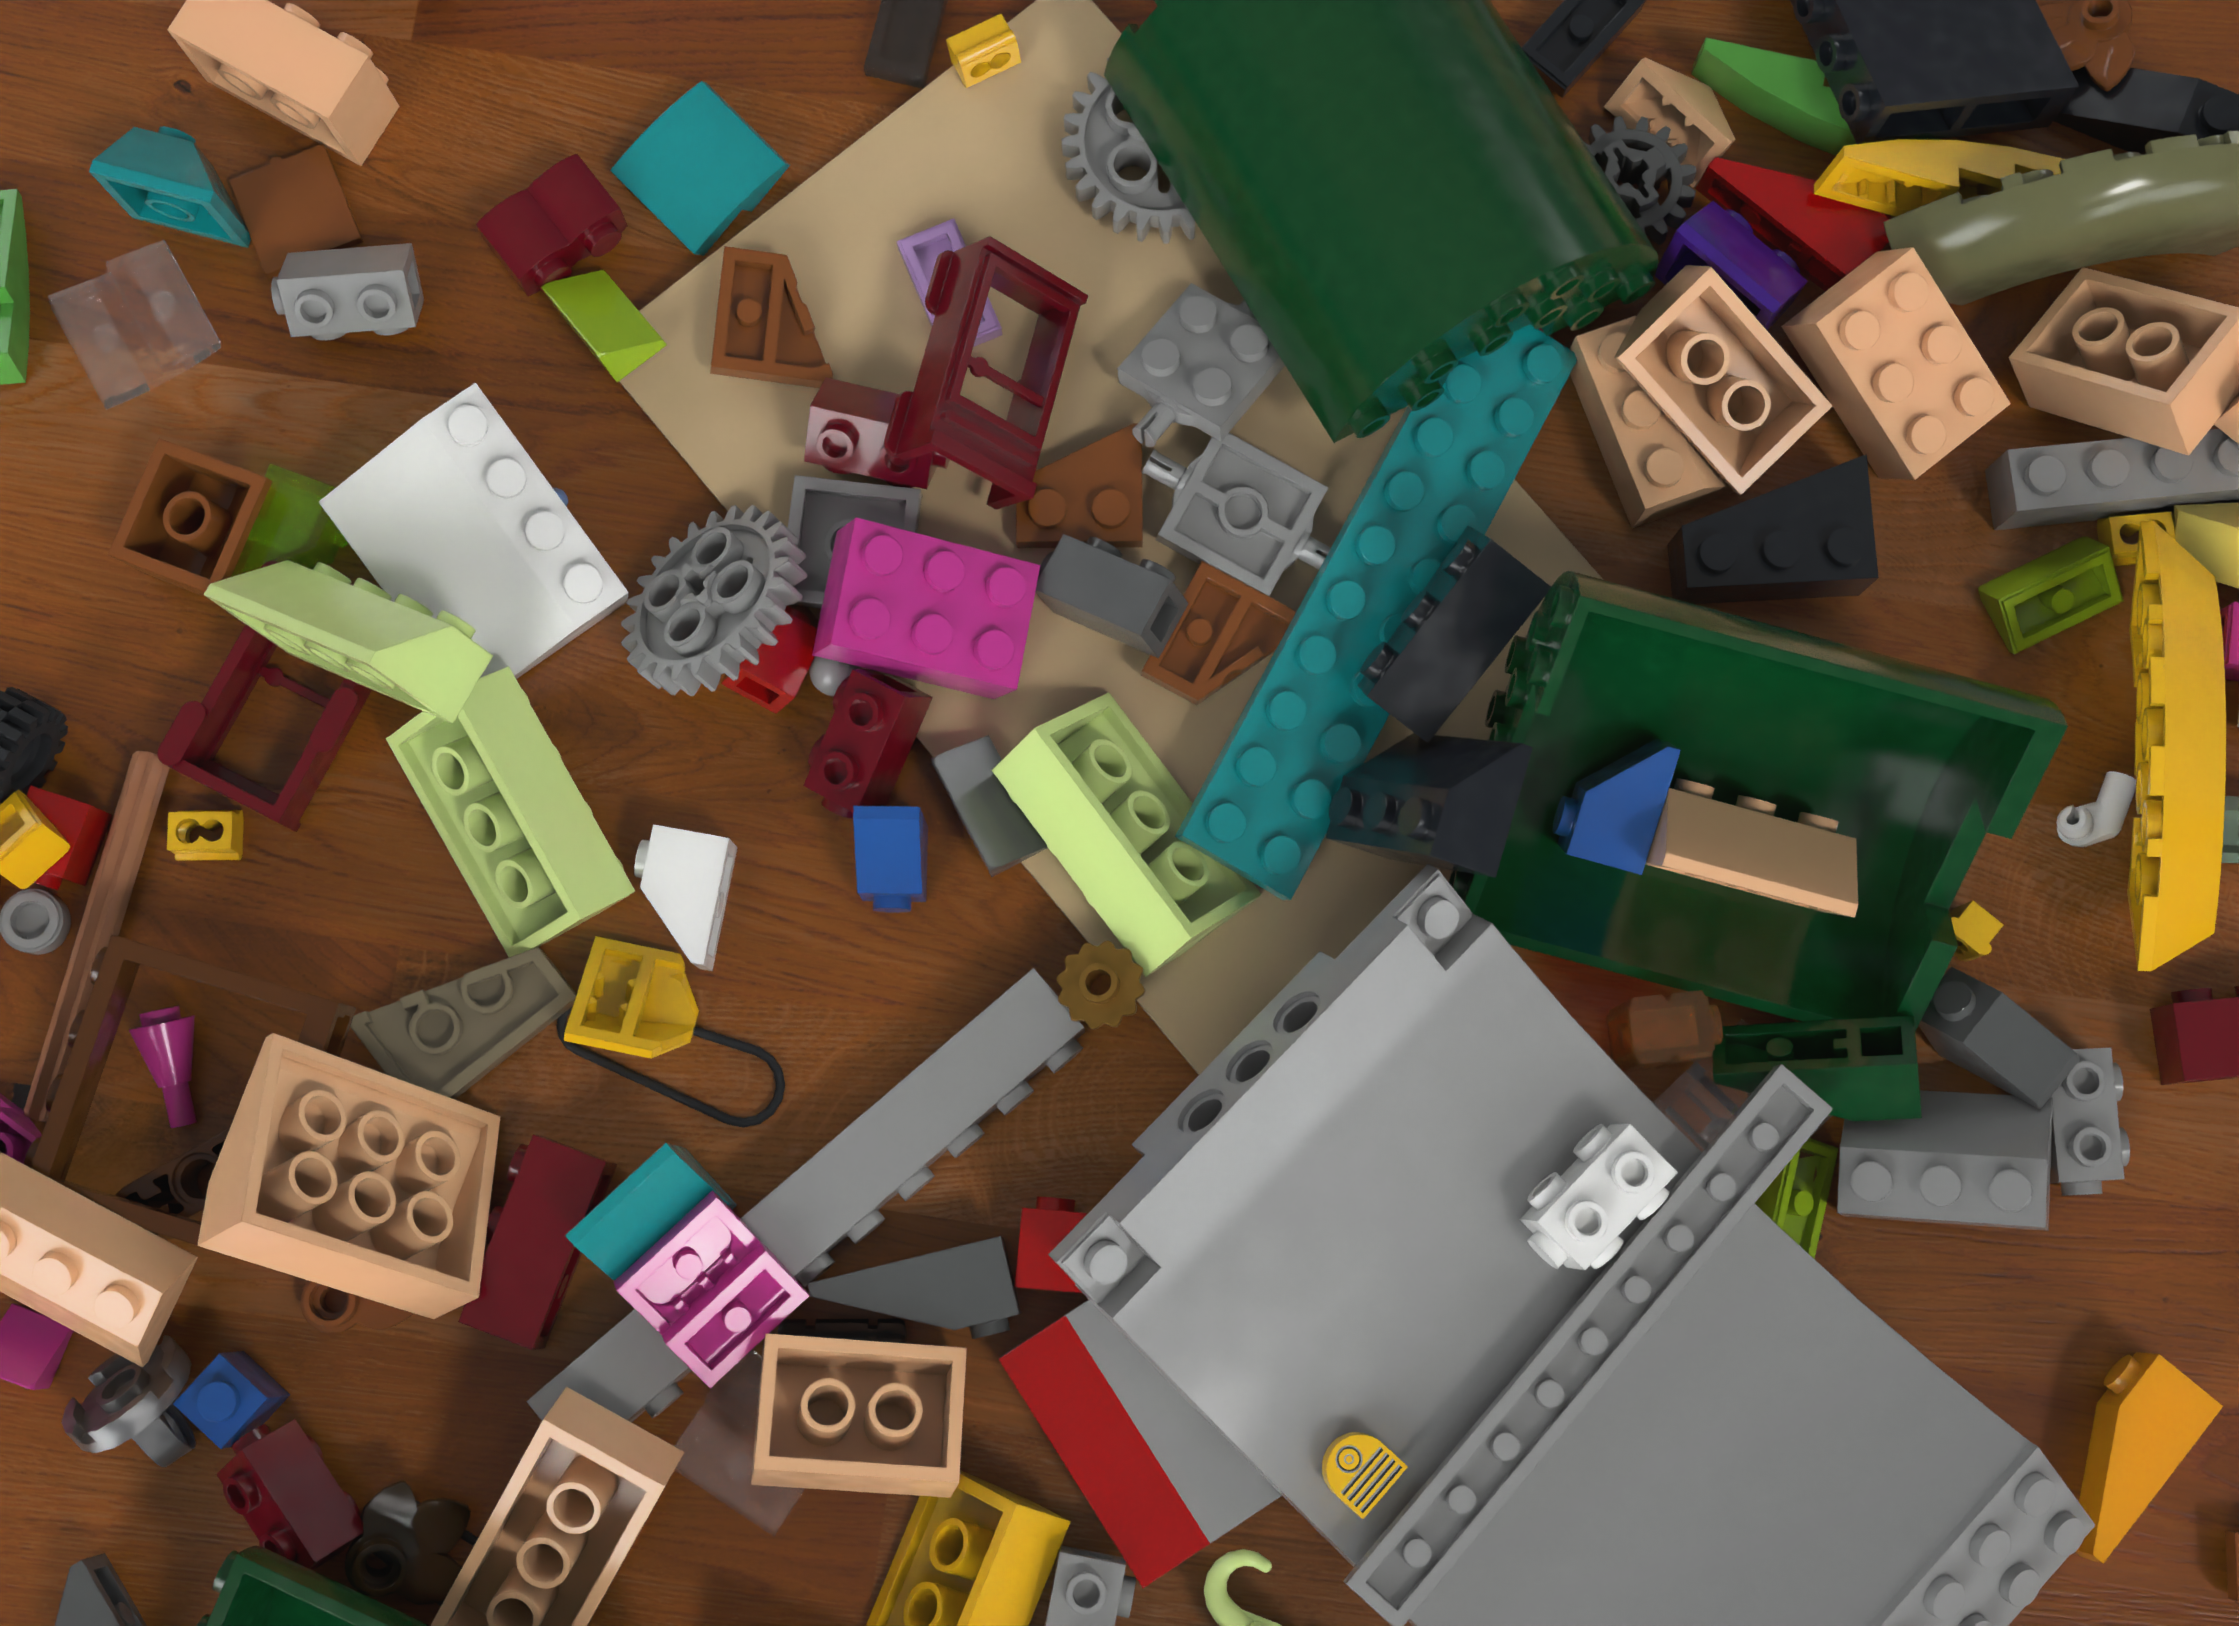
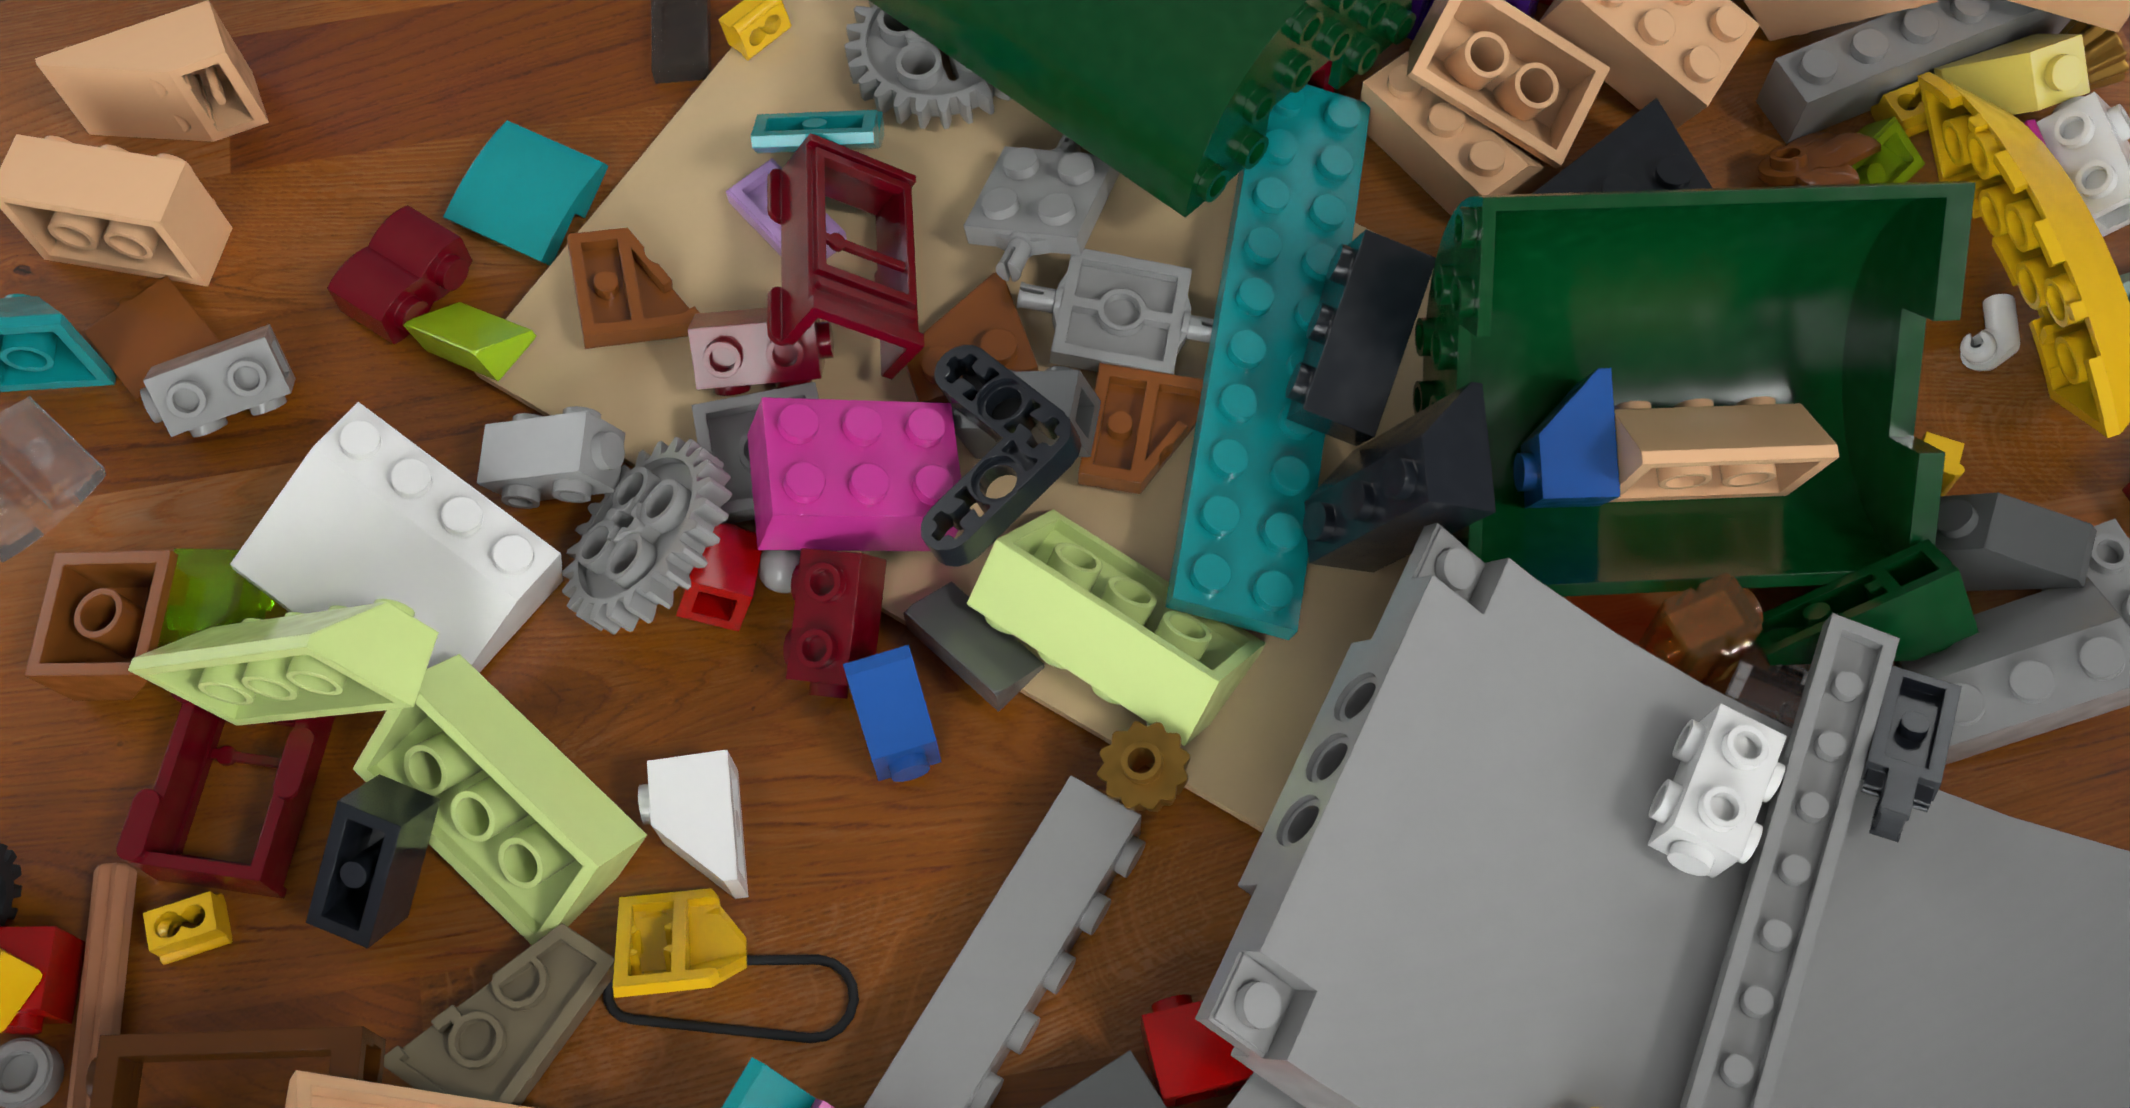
camera: 15 degrees left, 15 degrees down
(383, 838) = (372, 860): none -> black brick
(659, 489) = (551, 457): none -> light grey brick
(1008, 211) = (788, 130): none -> teal slope
(1080, 650) = (1015, 454): none -> black beam
(1795, 1209) = (1908, 748): none -> black hinge
(2006, 570) = (1817, 160): none -> dark orange plate

